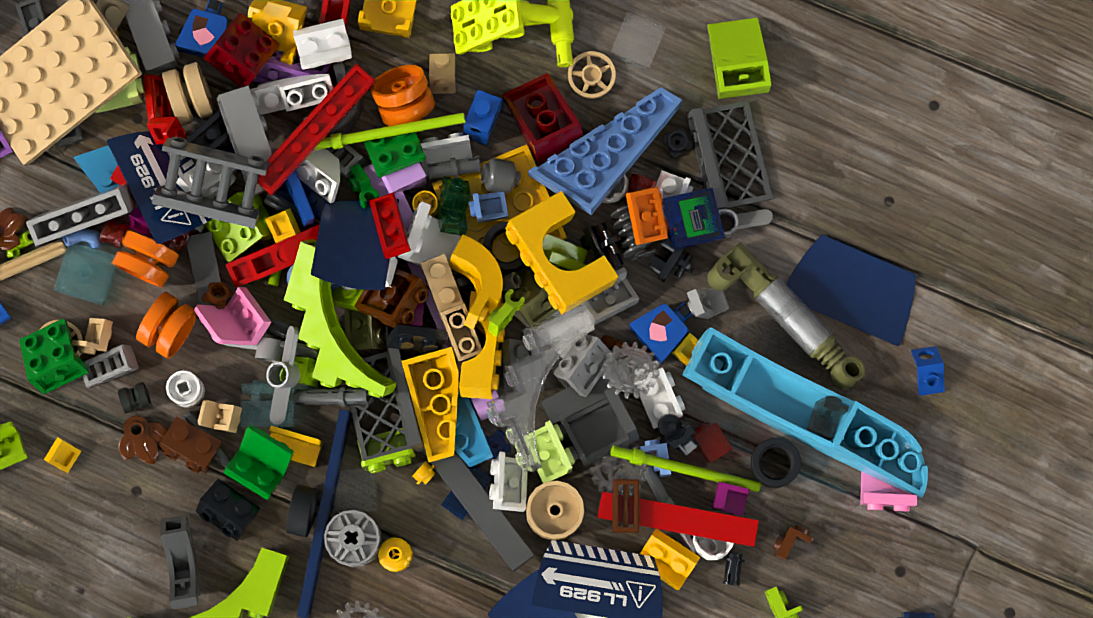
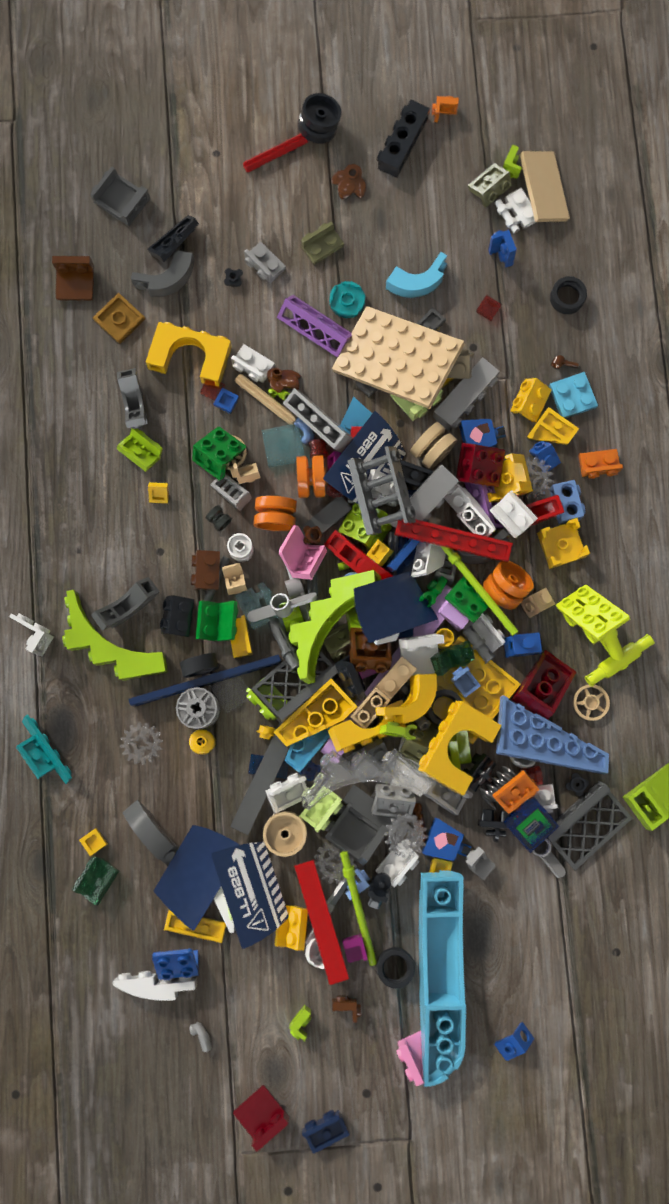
camera: 60 degrees right, 0 degrees up
(143, 443) = (192, 539): reddish brown plate -> none
(156, 97) = (419, 426): red tile -> none
(164, 128) = (402, 443): red bracket -> none
(390, 225) = (415, 623): red tile -> none
(500, 176) = (489, 677): dark grey head -> none
(625, 529) = (326, 873): reddish brown tile -> none
(638, 40) = (631, 721): clear piece -> none
(711, 442) = (386, 916): clear red brick -> none
(733, 568) = (308, 975): black pin -> none
(789, 310) = (502, 925): piece -> none
(826, 416) = (444, 989): clear smoke bracket -> none
(855, 288) = (543, 959): dark blue sticker -> none

